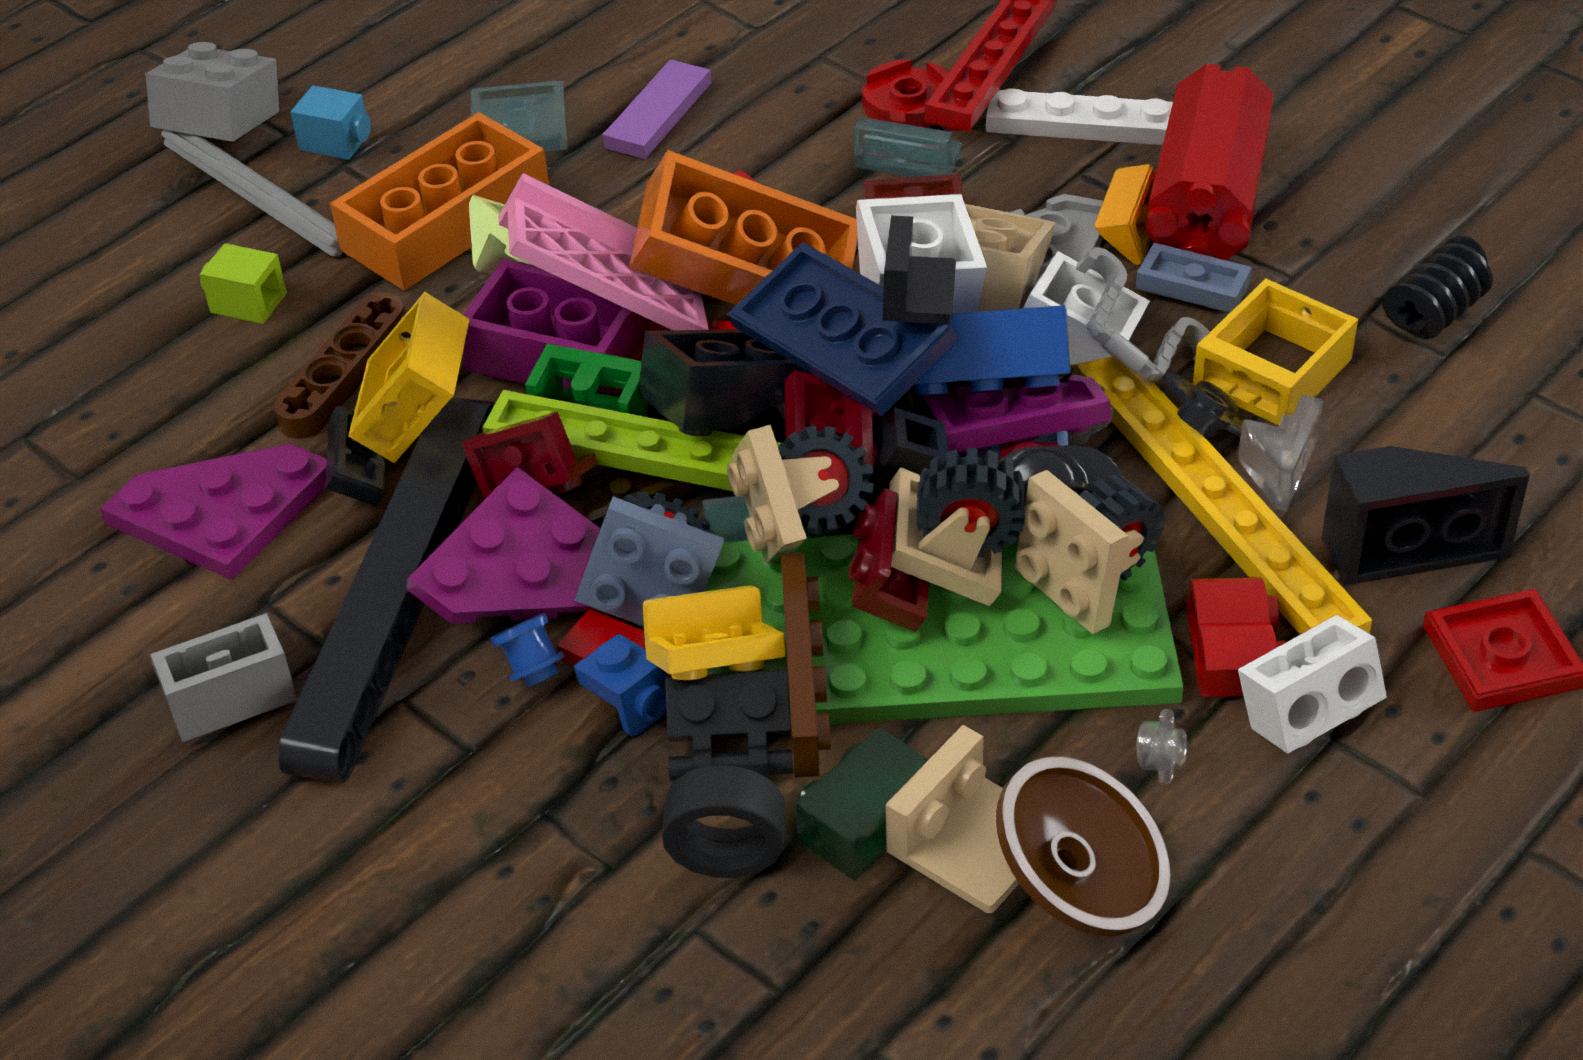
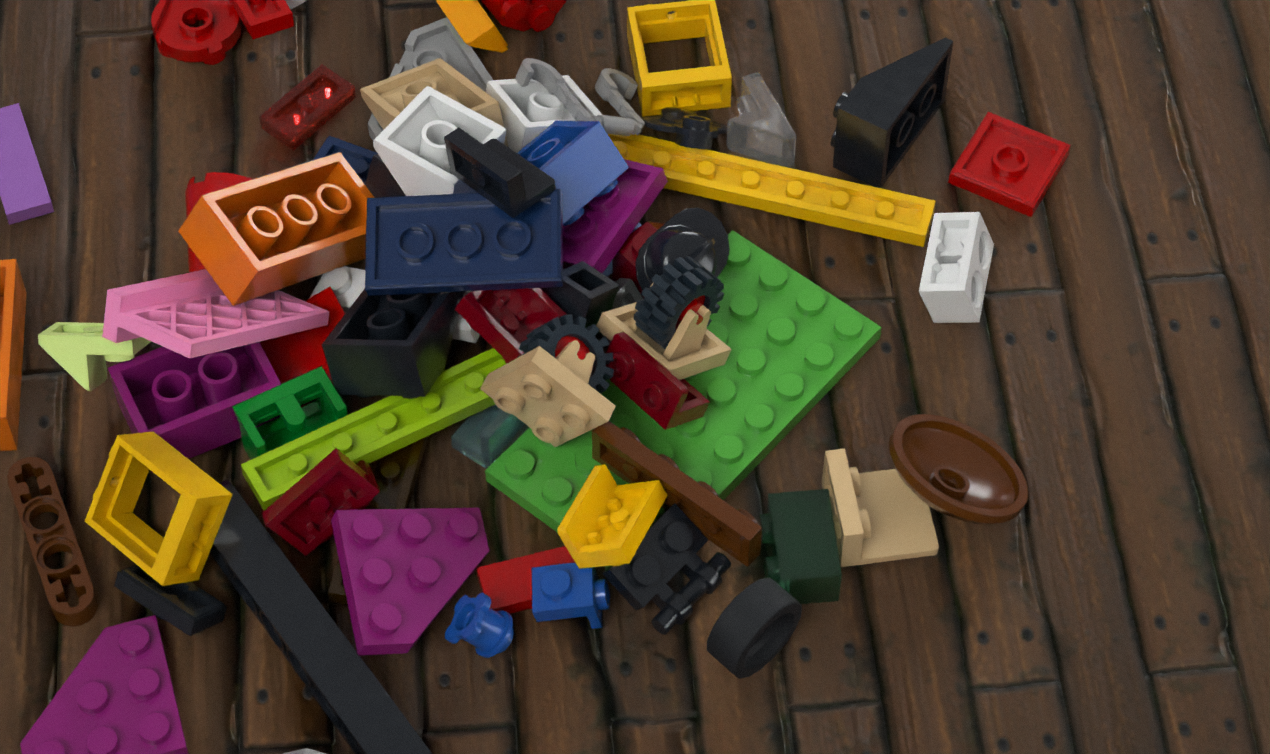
camera: 50 degrees left, 10 degrees up
(647, 553) = (501, 500): sand blue plate -> none
(904, 148) = (250, 71): clear light blue panel -> none
(1085, 542) = (760, 280): tan plate -> none
(1161, 746) = (915, 373): clear plate -> none
(1193, 277) = (564, 35): sand blue plate -> none
(1229, 627) = (872, 272): red brick -> none

